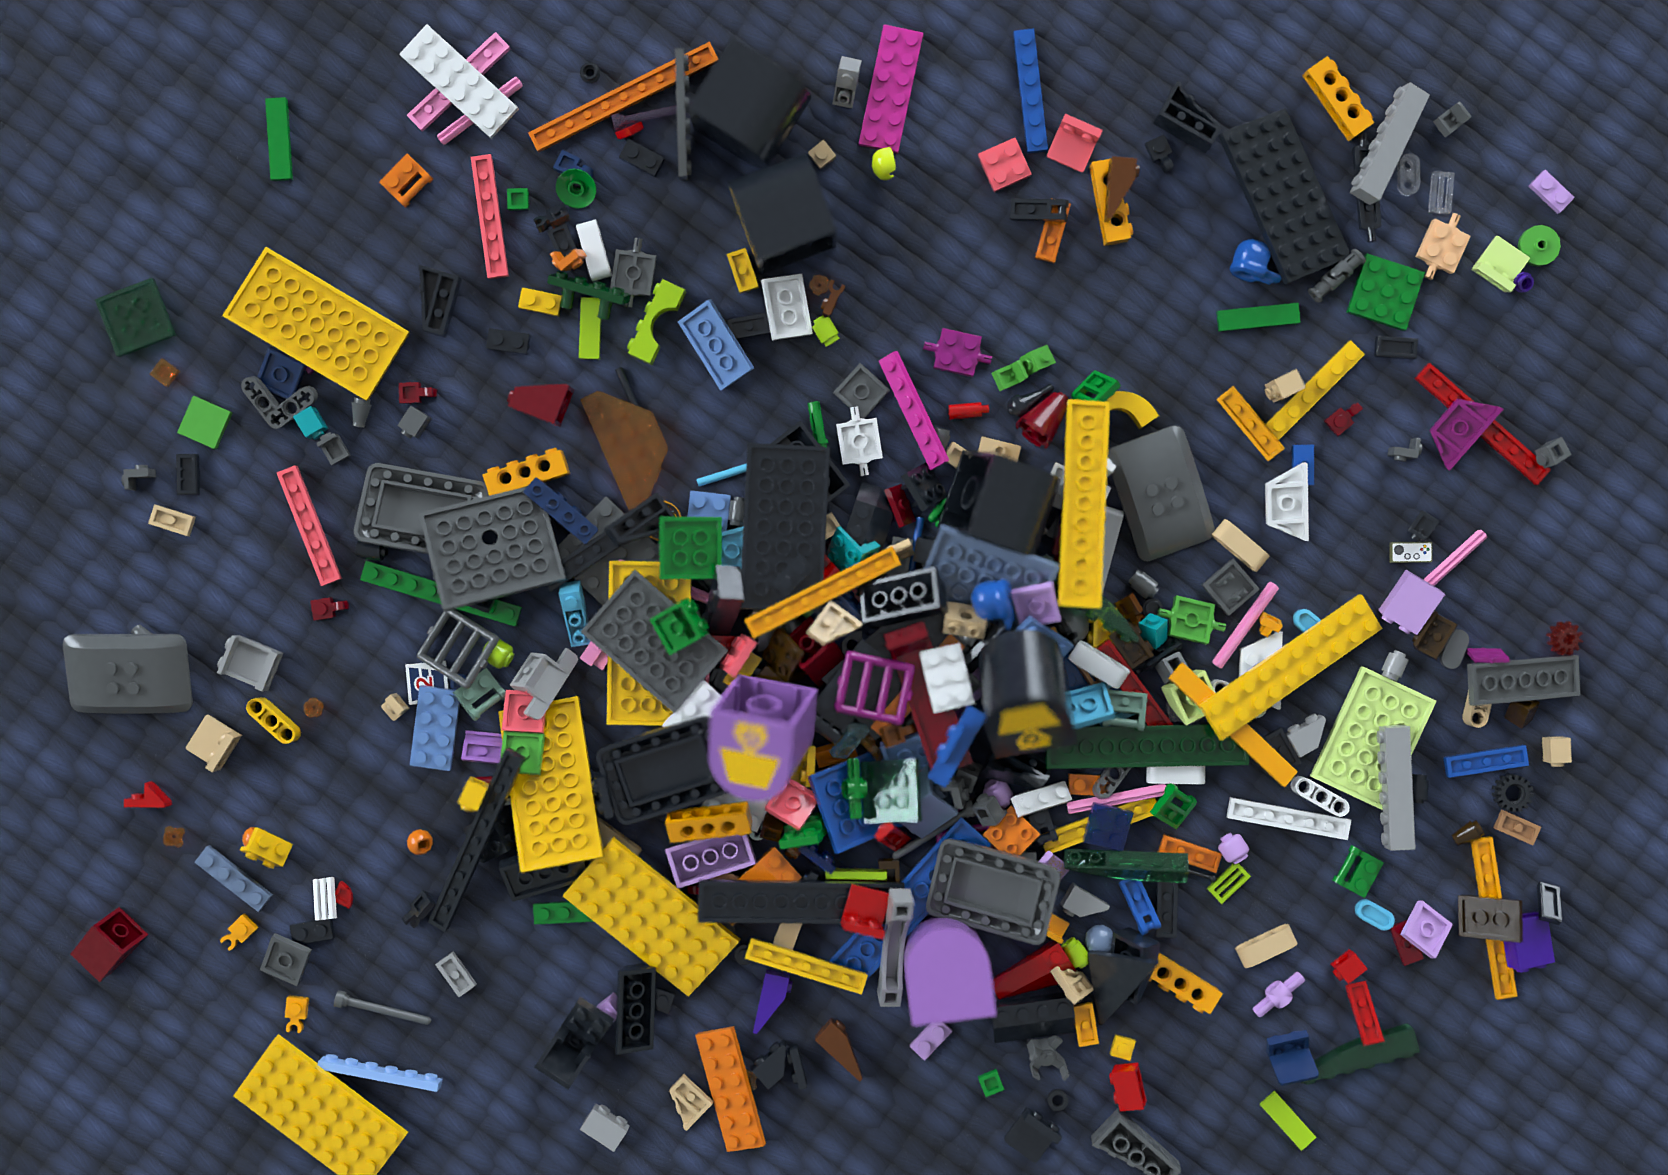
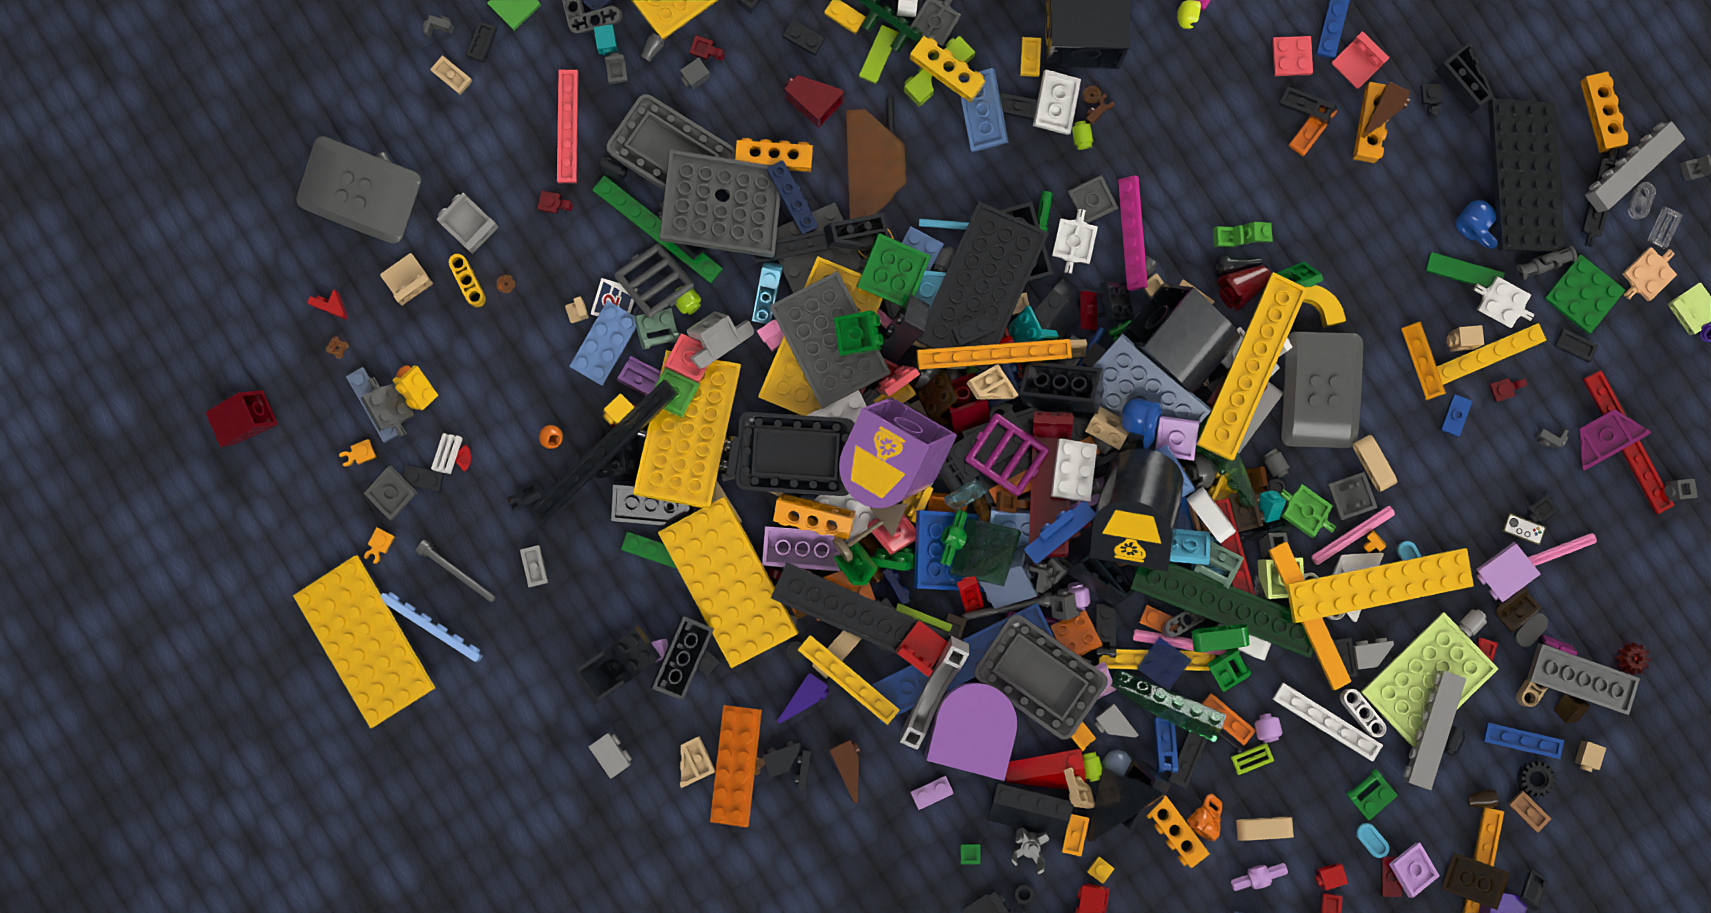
camera: 15 degrees right, 5 degrees down
(246, 878) = (387, 407): none -> dark grey plate
(634, 304) = (951, 79): none -> yellow brick
(768, 854) = (860, 568): none -> green bracket
(786, 799) = (888, 517): none -> dark tan piece
(957, 352) = (1189, 199): magenta plate -> none
(967, 410) = (1179, 252): red cylinder -> none
(1041, 799) = (1114, 615): white plate -> none
(1154, 782) = (1220, 638): none -> green beam
(1207, 960) = (1206, 820): none -> orange piece
(1288, 502) = (1431, 442): white wing -> none
(1308, 333) = (1503, 302): none -> white plate
(1417, 683) = (1487, 647): none -> red tile

